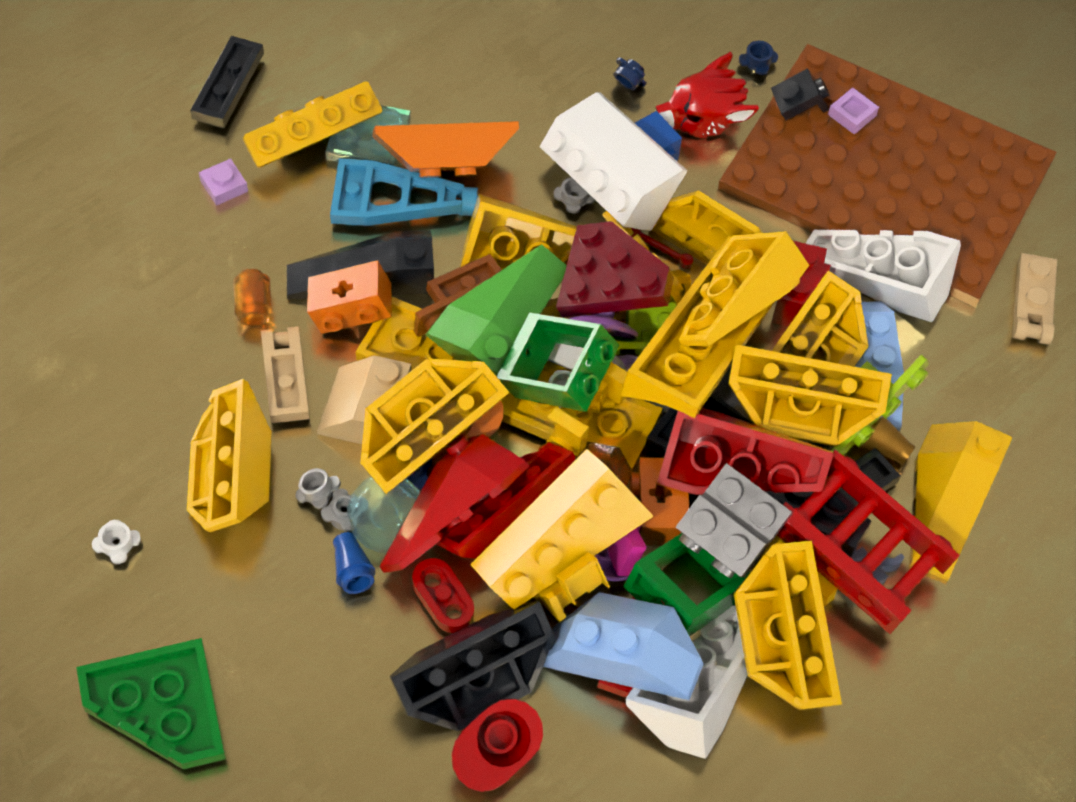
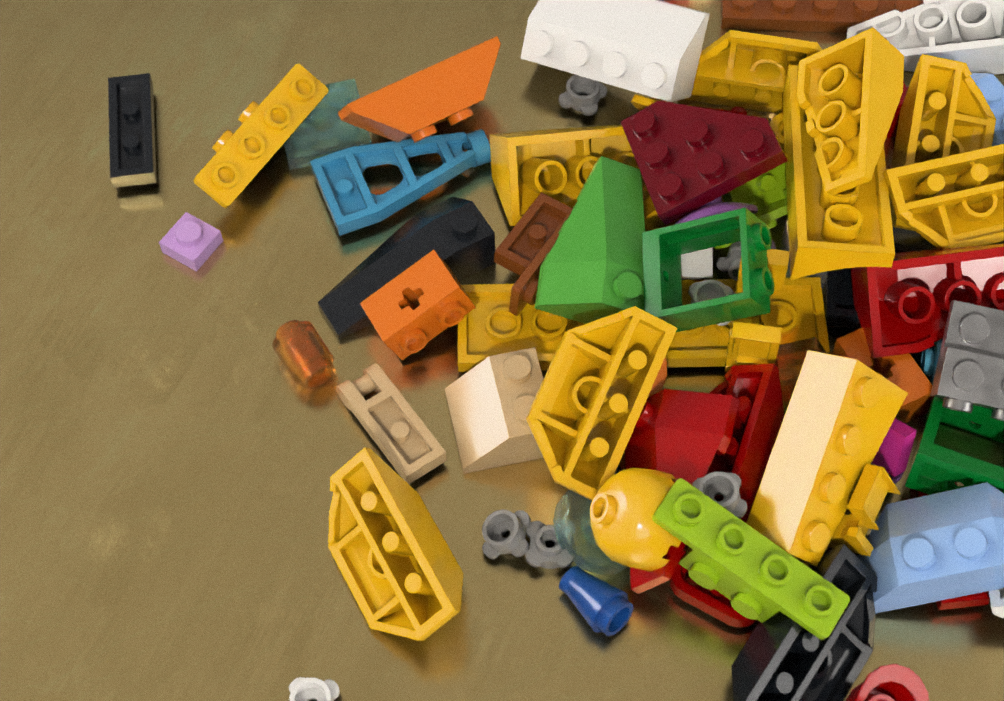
camera: 20 degrees left, 0 degrees up
(401, 513) = (624, 521): none -> yellow cylinder
(457, 580) = (747, 565): none -> lime bracket
(466, 516) = (726, 485): none -> light grey plate

